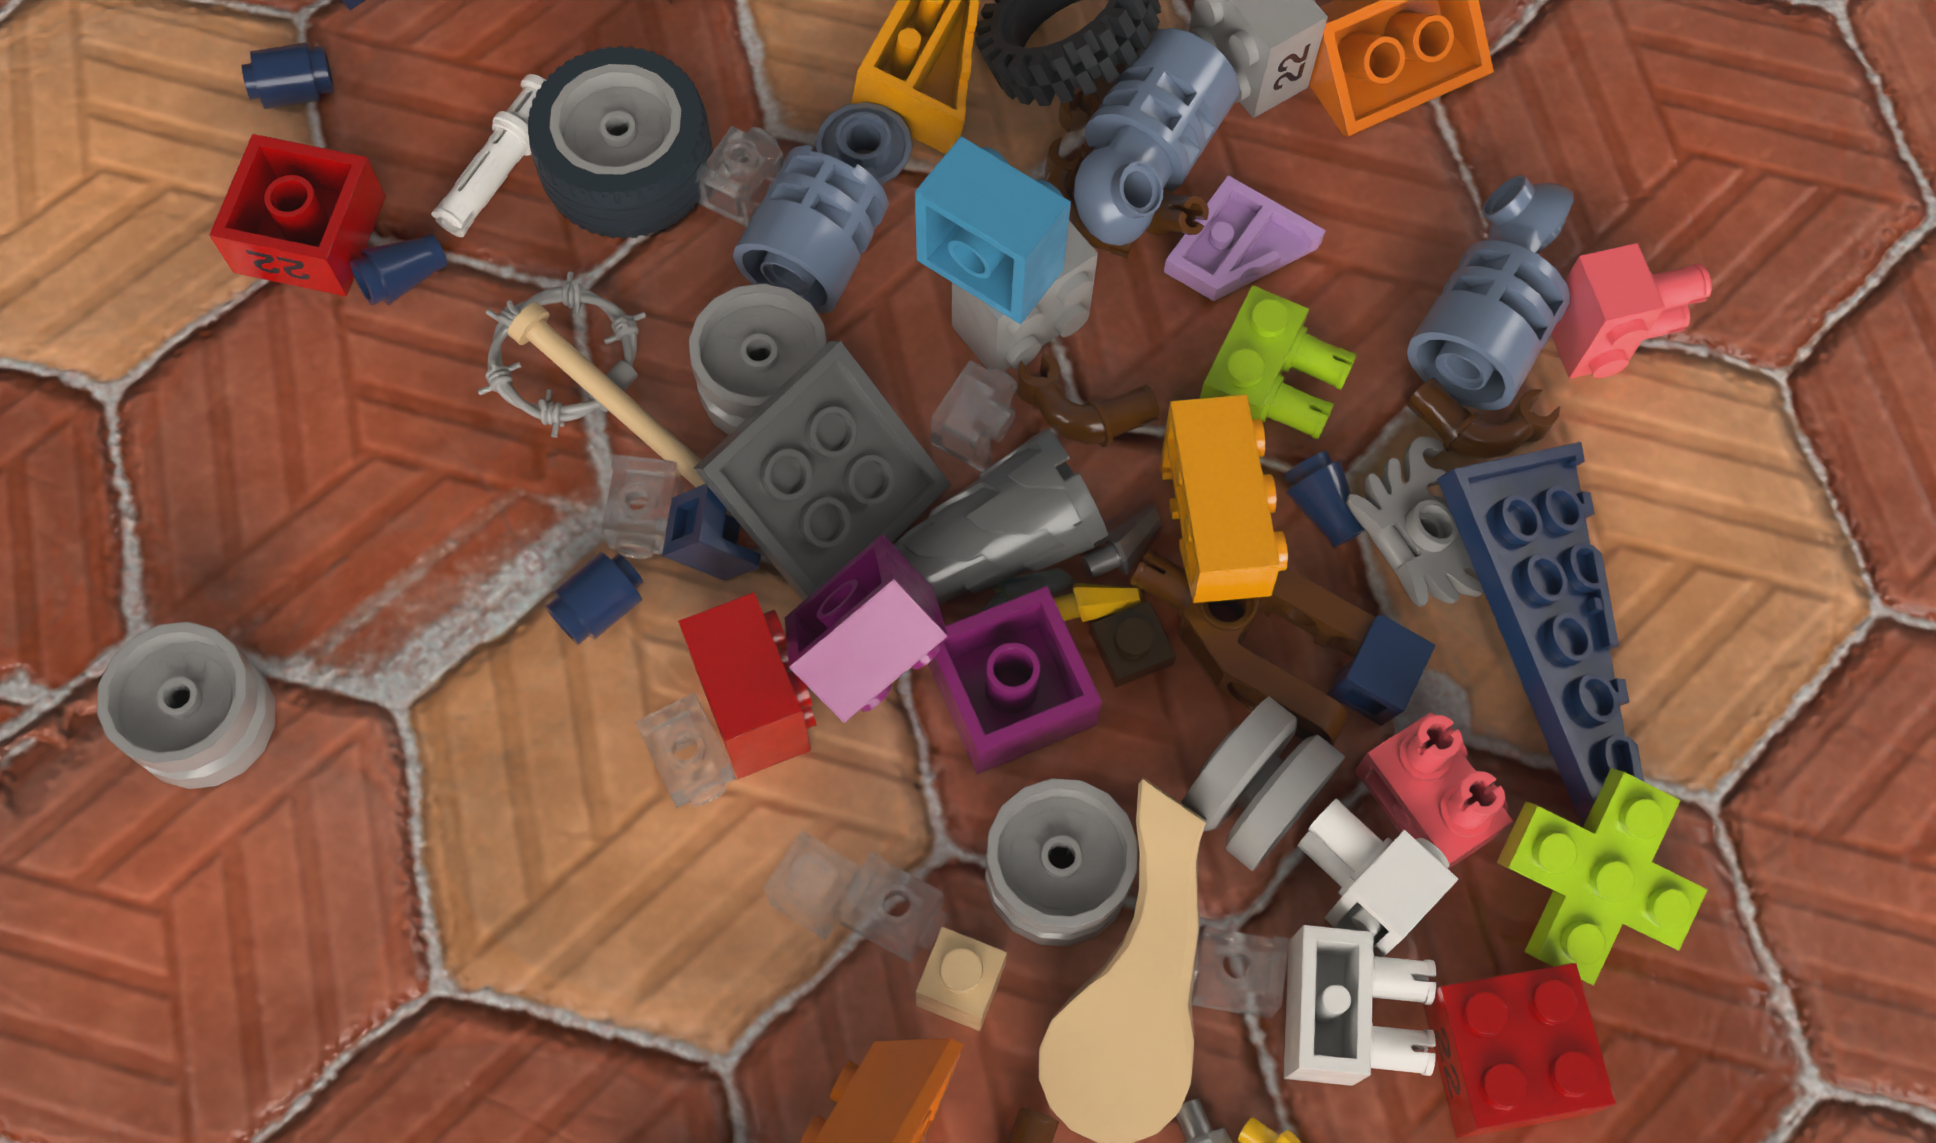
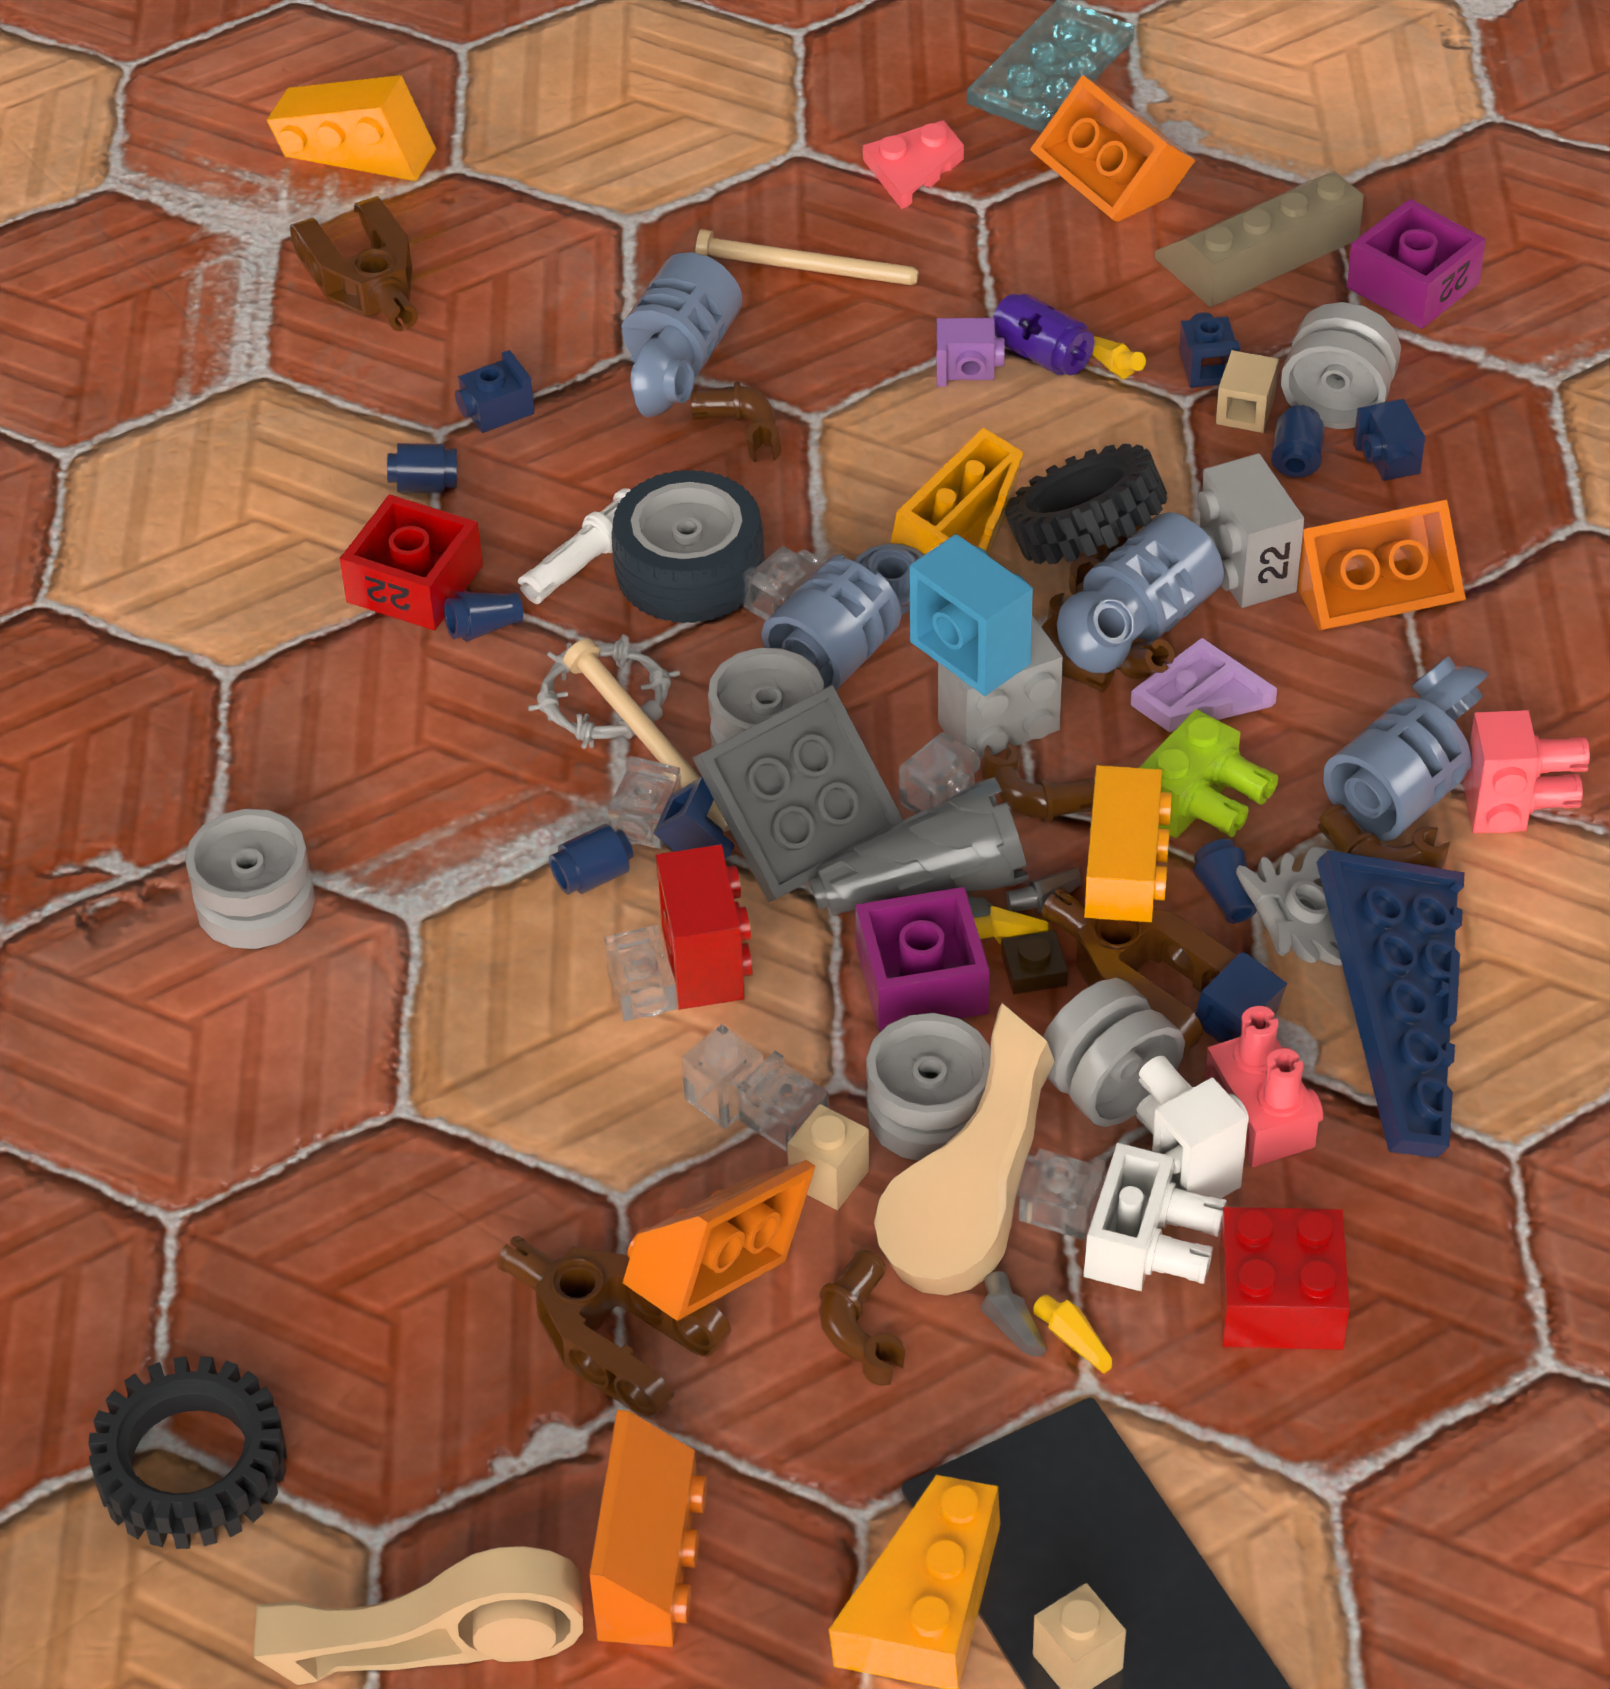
camera: 15 degrees right, 20 degrees down
(864, 630) = (804, 887): brick -> none
(1602, 875) = (1391, 1164): lime plate -> none

